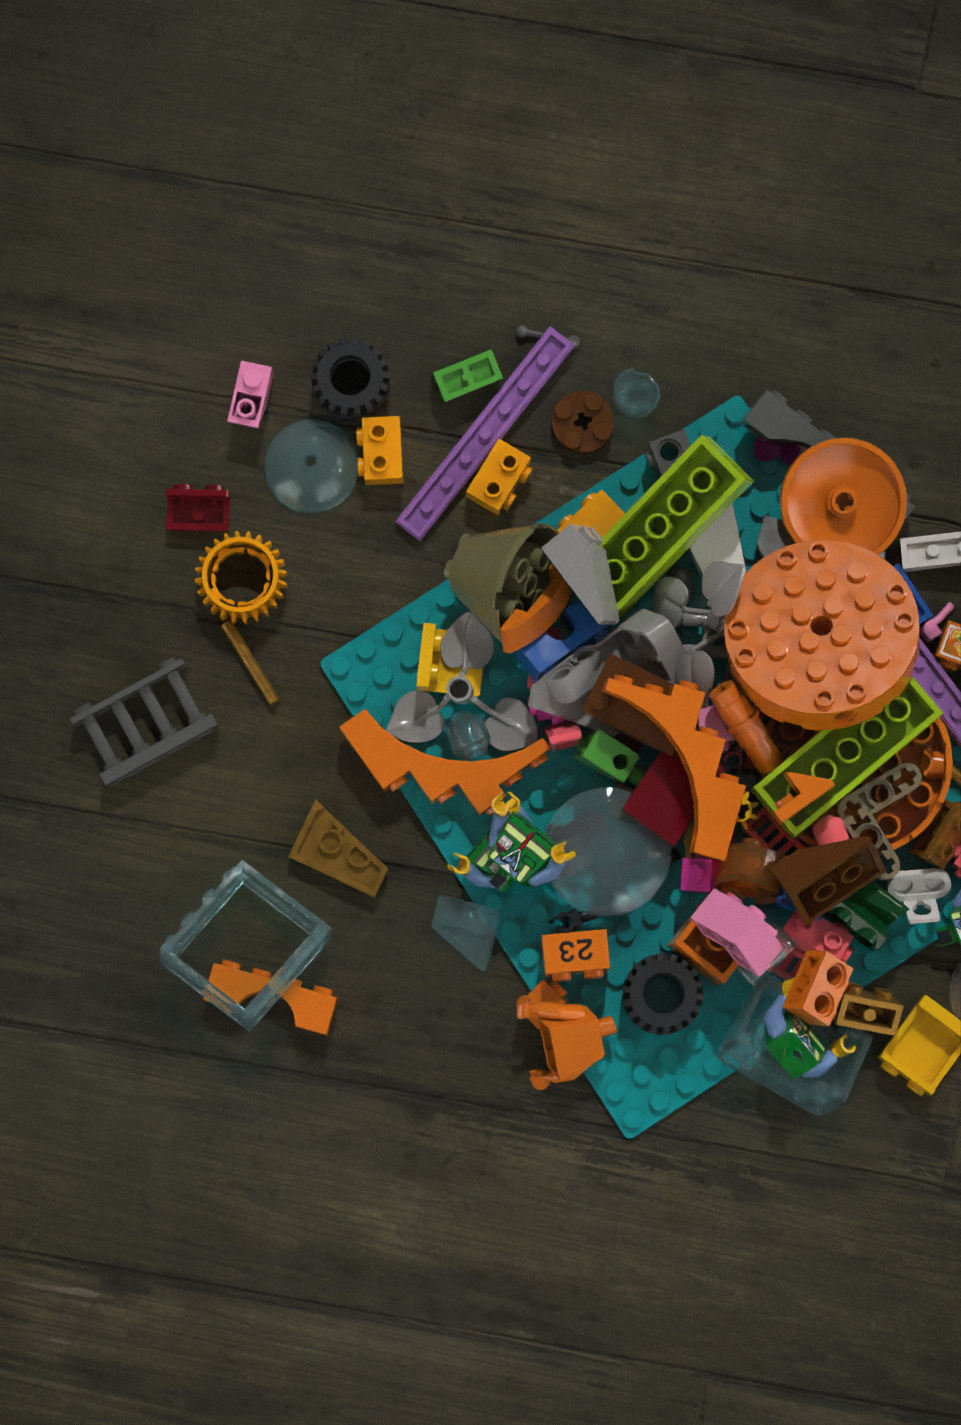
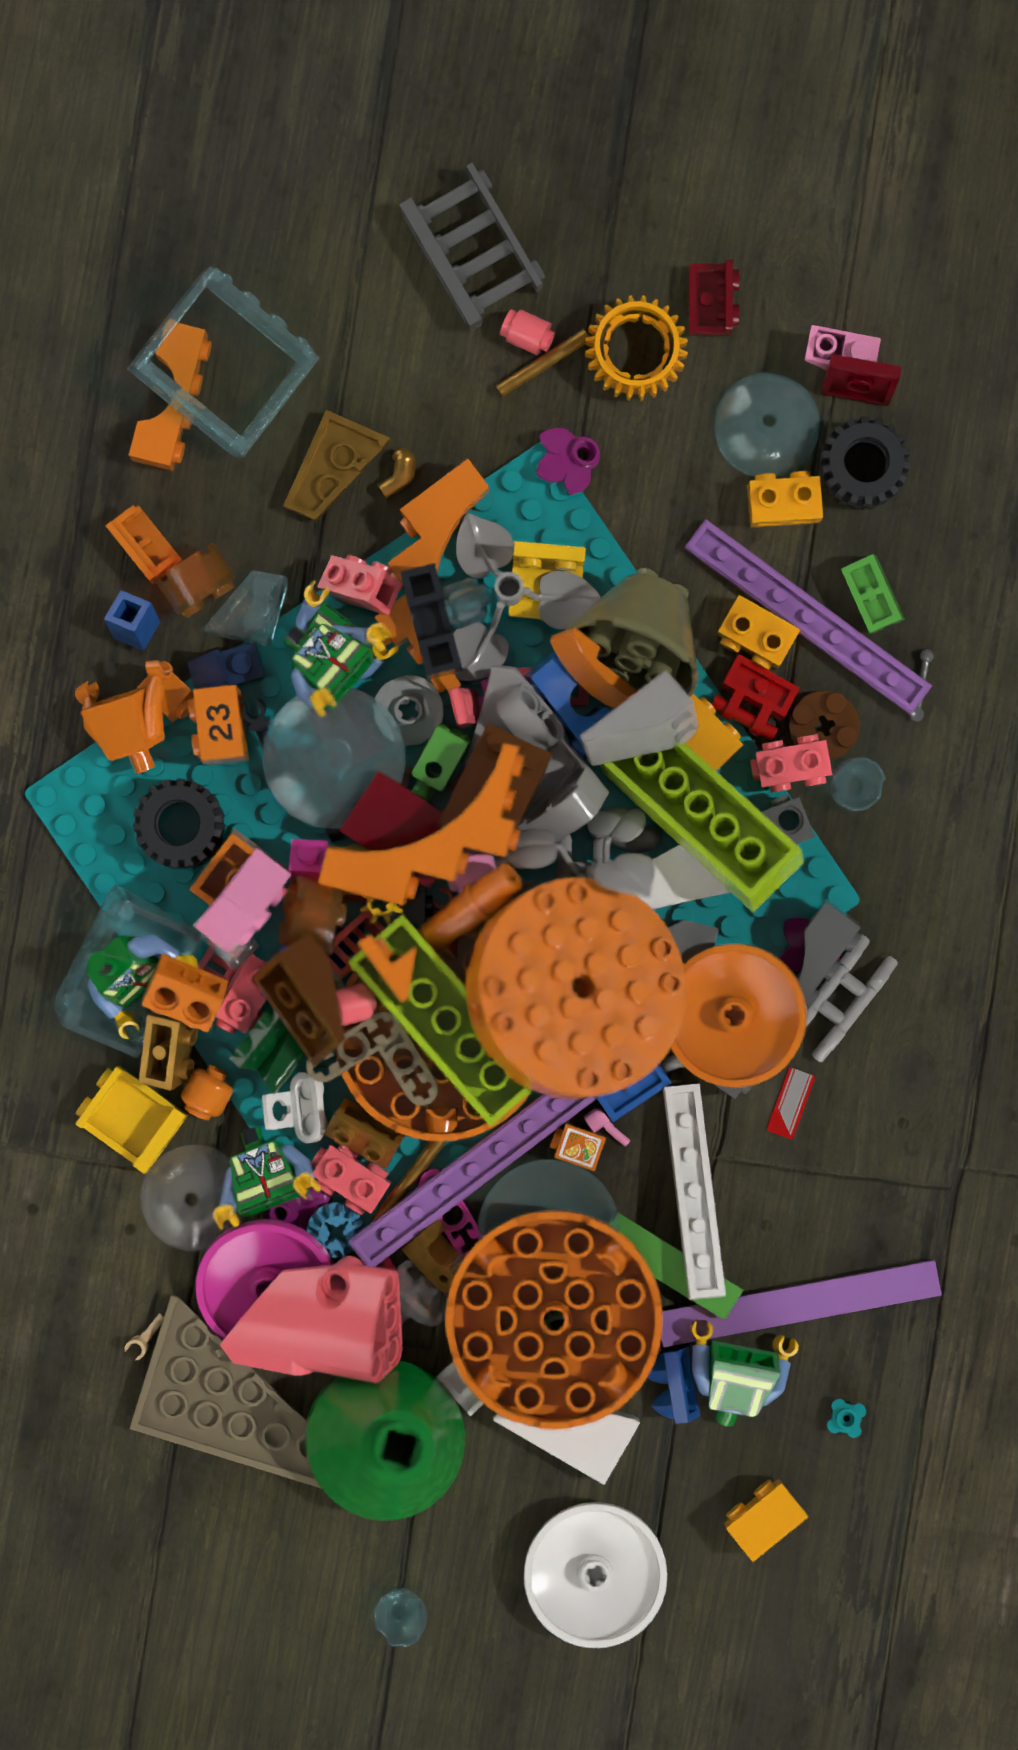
camera: 85 degrees right, 5 degrees up
(222, 675) = (527, 331): none -> coral brick
(277, 379) = (860, 380): none -> dark red tile
(341, 645) = (562, 460): none -> magenta plate
(347, 789) = (402, 475): none -> pearl gold arm
(405, 1024) = (143, 543): none -> orange hinge
(442, 975) = (196, 580): none -> clear orange brick
(450, 826) = (360, 584): none -> coral brick
(476, 1034) = (132, 620): none -> blue brick
(489, 760) = (431, 621): none -> black arch
(521, 952) = (226, 667): none -> dark blue slope
(548, 477) = (761, 689): none -> red plate
(555, 771) = (428, 704): none -> light grey plate
(618, 456) = (780, 765): none -> coral brick
(821, 393) = (863, 994): none -> light grey piece
(904, 976) = (207, 1092): none -> orange head
(918, 460) = (790, 1103): none -> sticker

